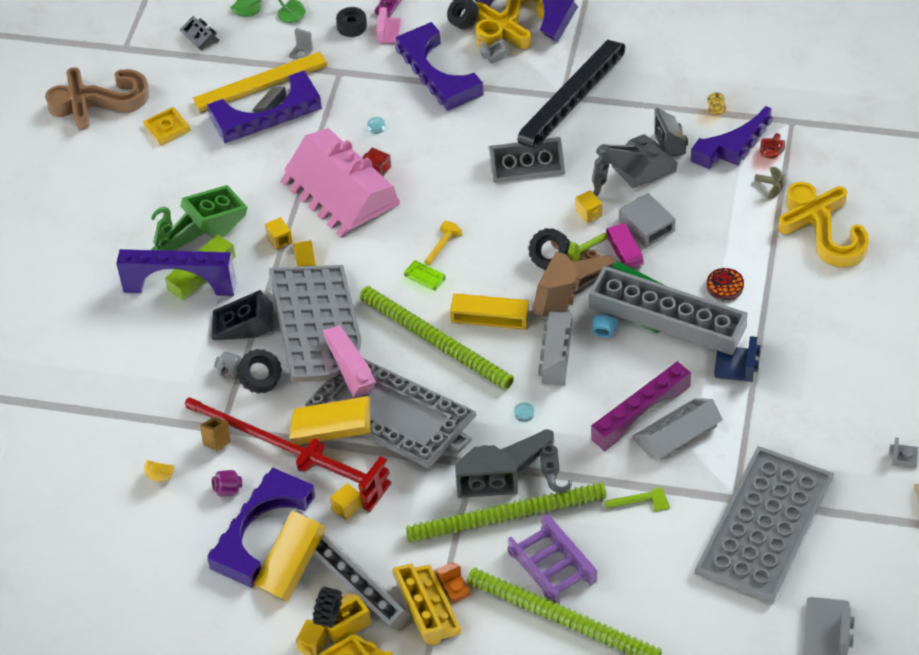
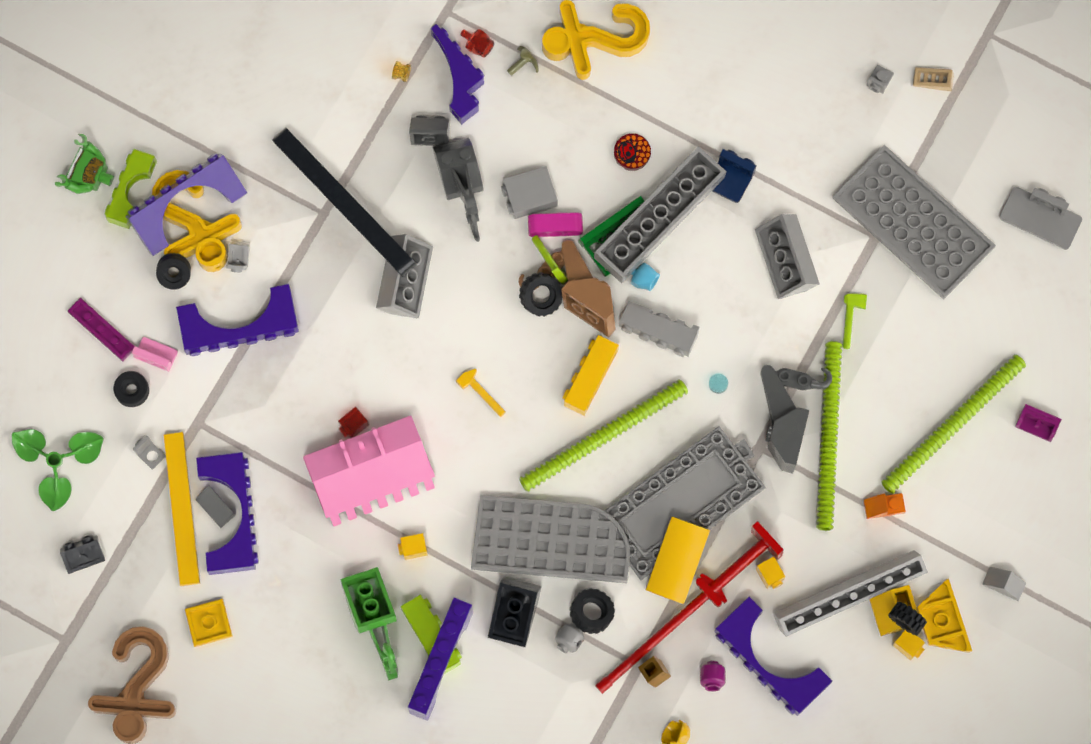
camera: 75 degrees left, 25 degrees up
(289, 555) = (822, 639): yellow slope -> none
(304, 253) = (447, 528): yellow slope -> none
(351, 363) = (626, 521): bright pink slope -> none
(376, 125) = (294, 408): clear light blue tile -> none
(424, 275) = (518, 421): clear neon green tile -> none
(426, 602) = (905, 533): yellow brick -> none
(562, 543) = (898, 395): medium lavender fence -> none
(588, 206) = (492, 239): yellow brick -> none
(615, 423) = (760, 289): magenta arch -> none

